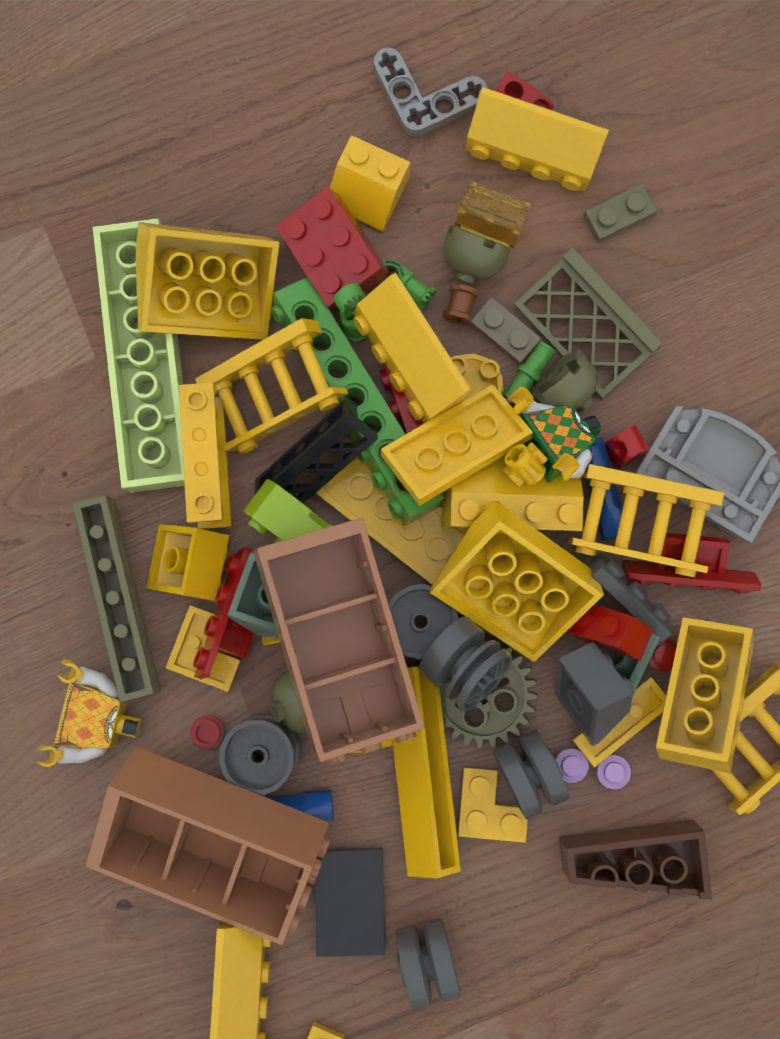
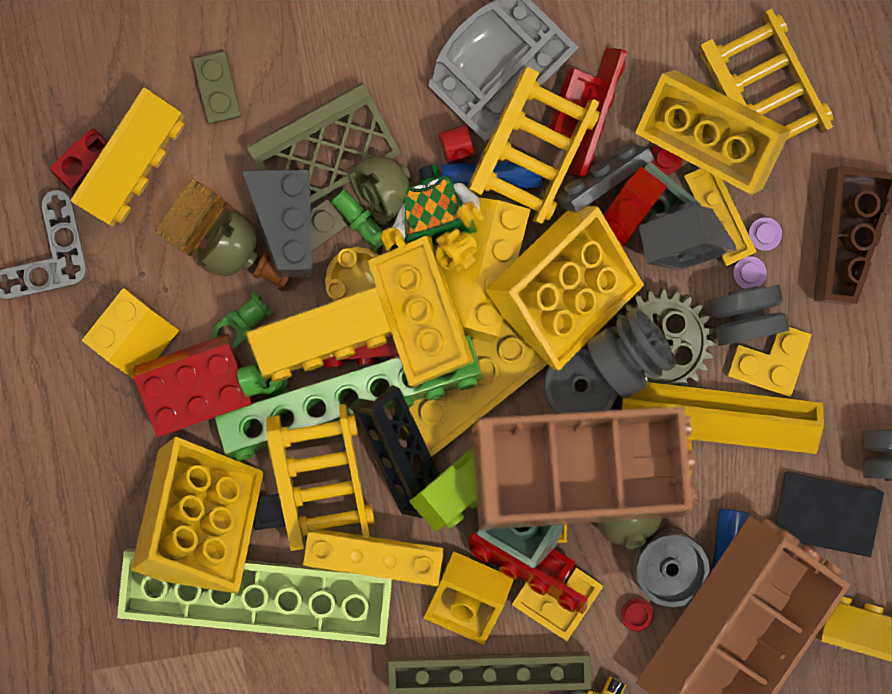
camera: 75 degrees left, 5 degrees up
(226, 348) = (268, 512): none -> black tile
(514, 297) = (284, 217): none -> dark grey wedge

